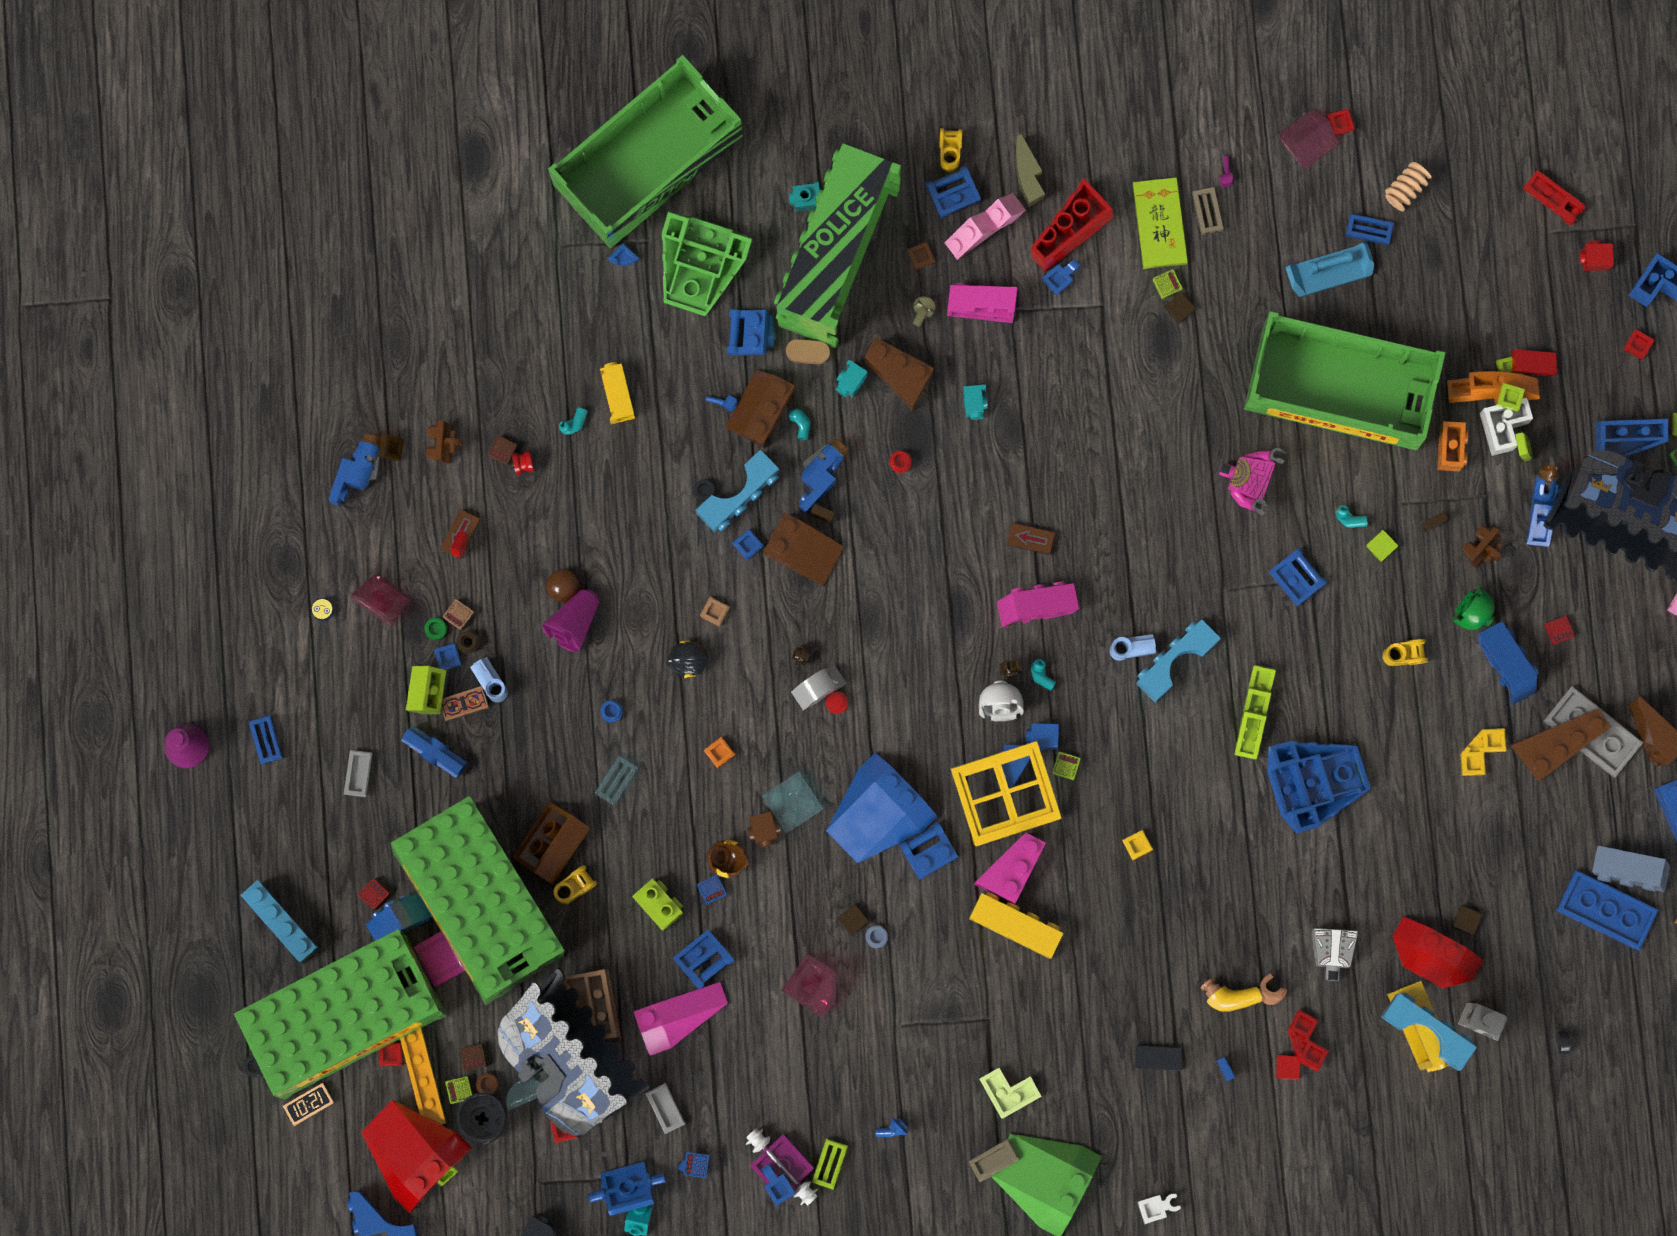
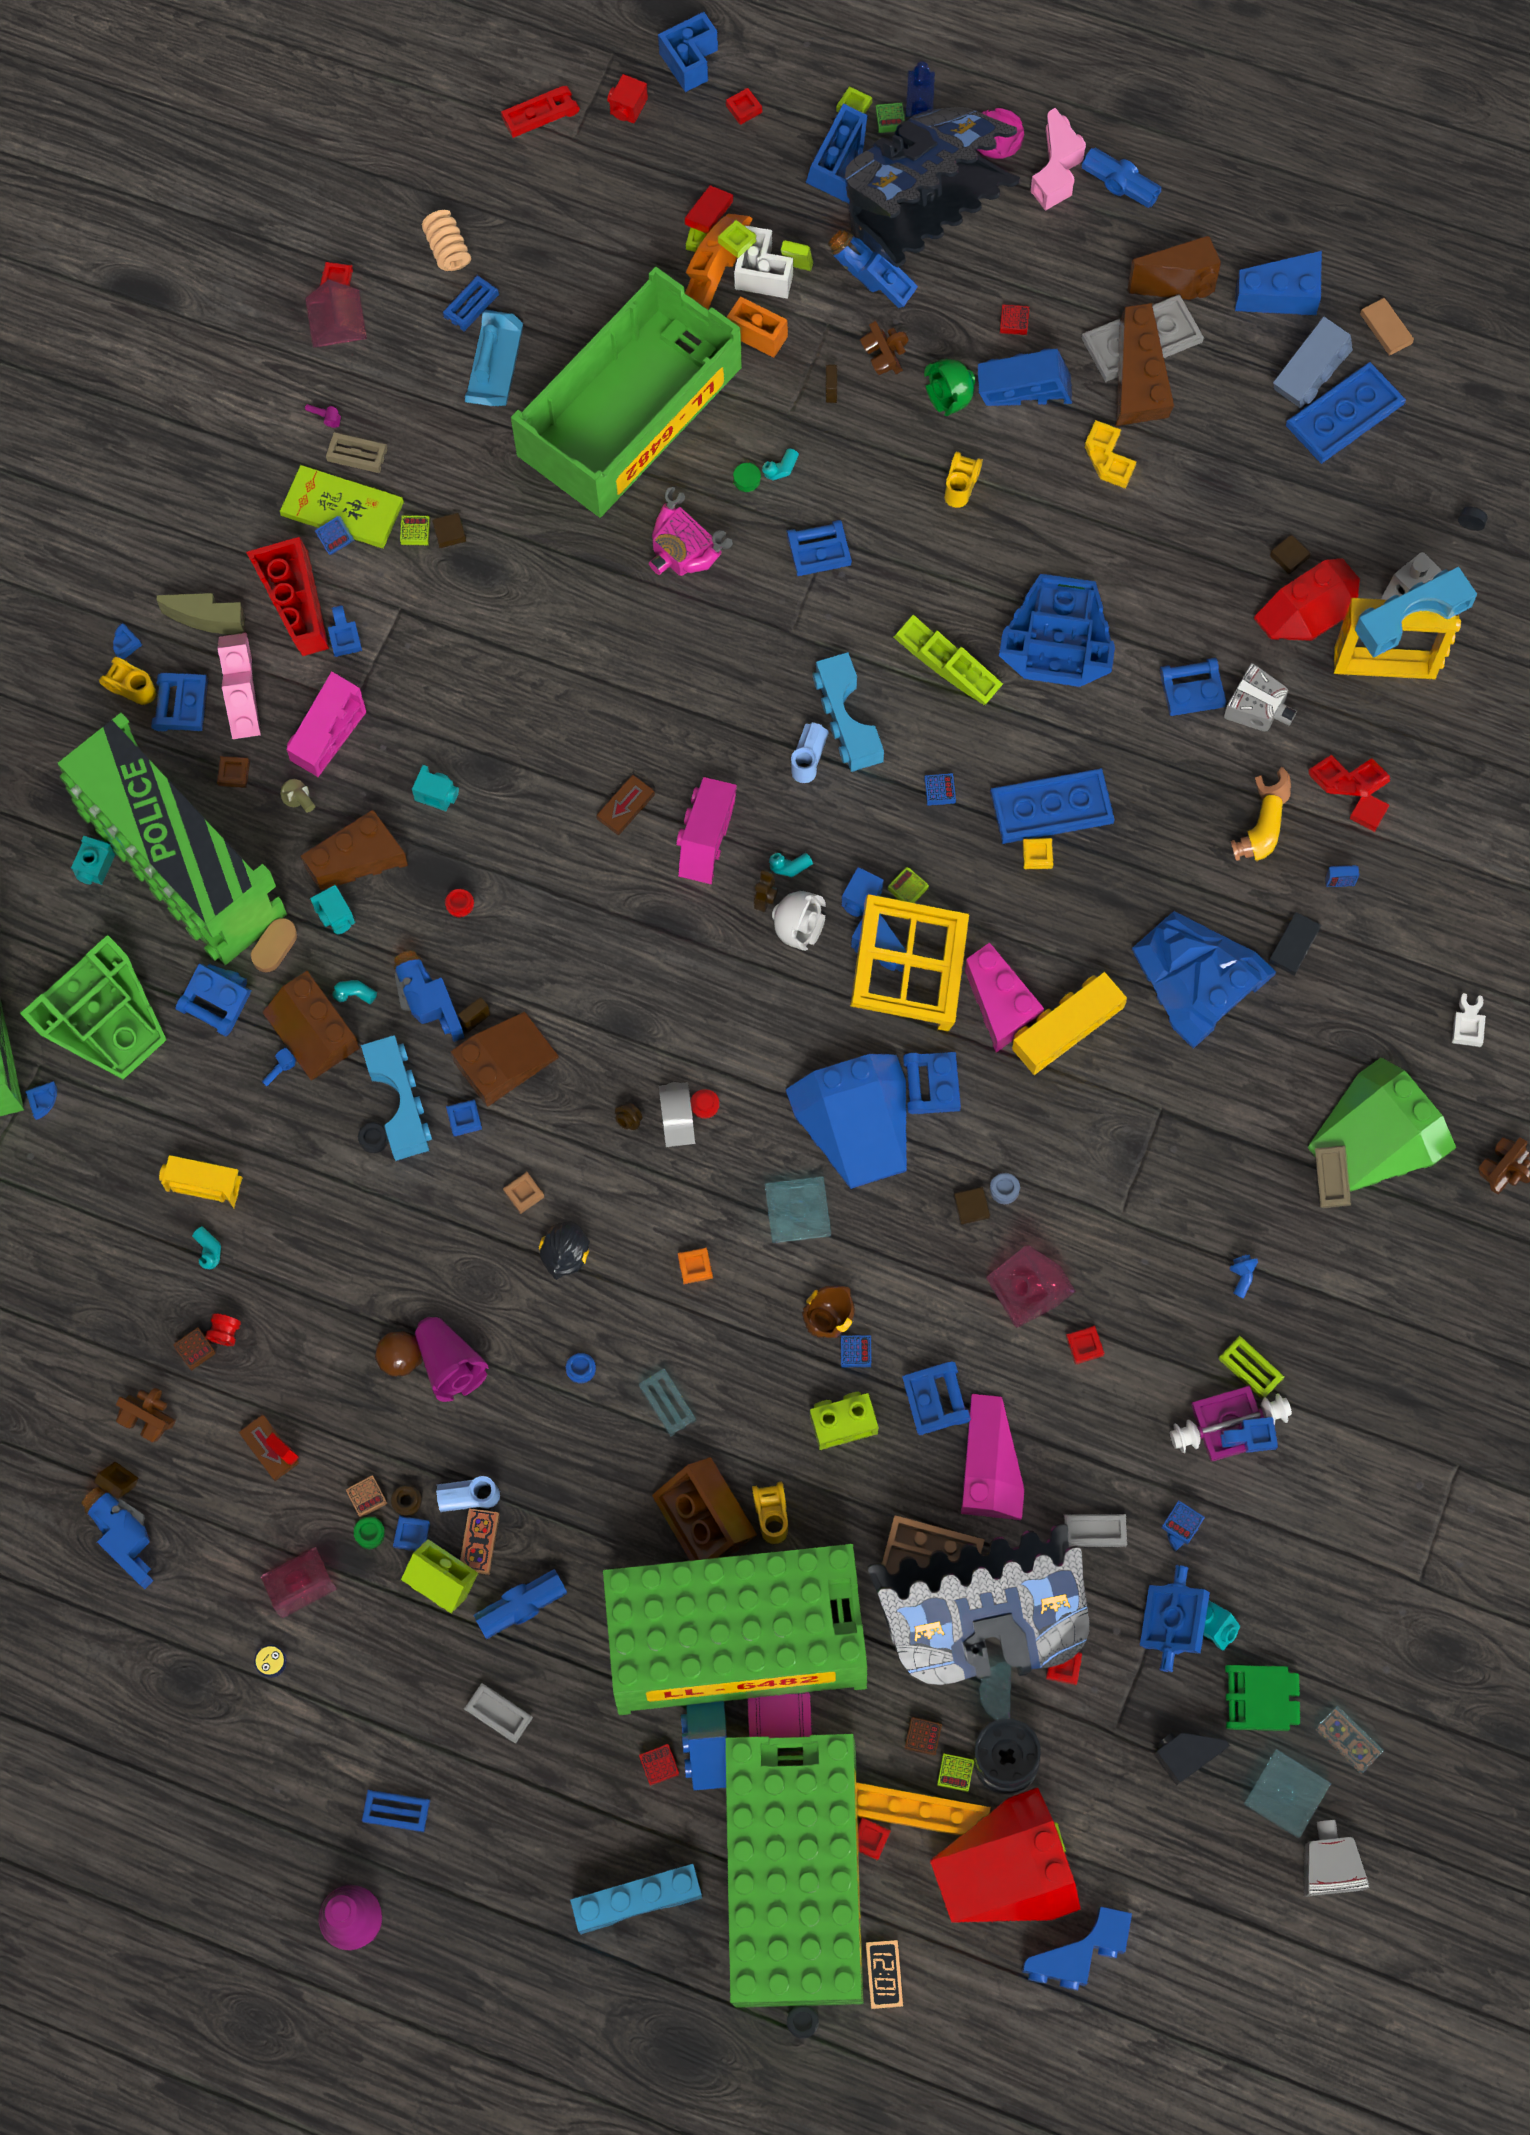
camera: 65 degrees left, 10 degrees down
(487, 1084) = (964, 1734): reddish brown tile -> none
(763, 829) = (814, 1255): reddish brown brick -> none
(791, 1043) = (1085, 1345): none -> red tile
(979, 129) = (125, 642): none -> blue tile
(1005, 1098) = (1267, 1127): yellowish green plate -> none
(1101, 1000) = (1198, 974): none -> blue wedge
(1132, 230) = (334, 535): none -> tile
(1152, 753) = (940, 789): none -> tile
(1179, 838) = (1052, 806): none -> blue tile
(1317, 901) = (1194, 695): none -> blue plate
(1329, 498) = (746, 477): none -> green tile
(1382, 545) = (828, 449): lime tile -> none

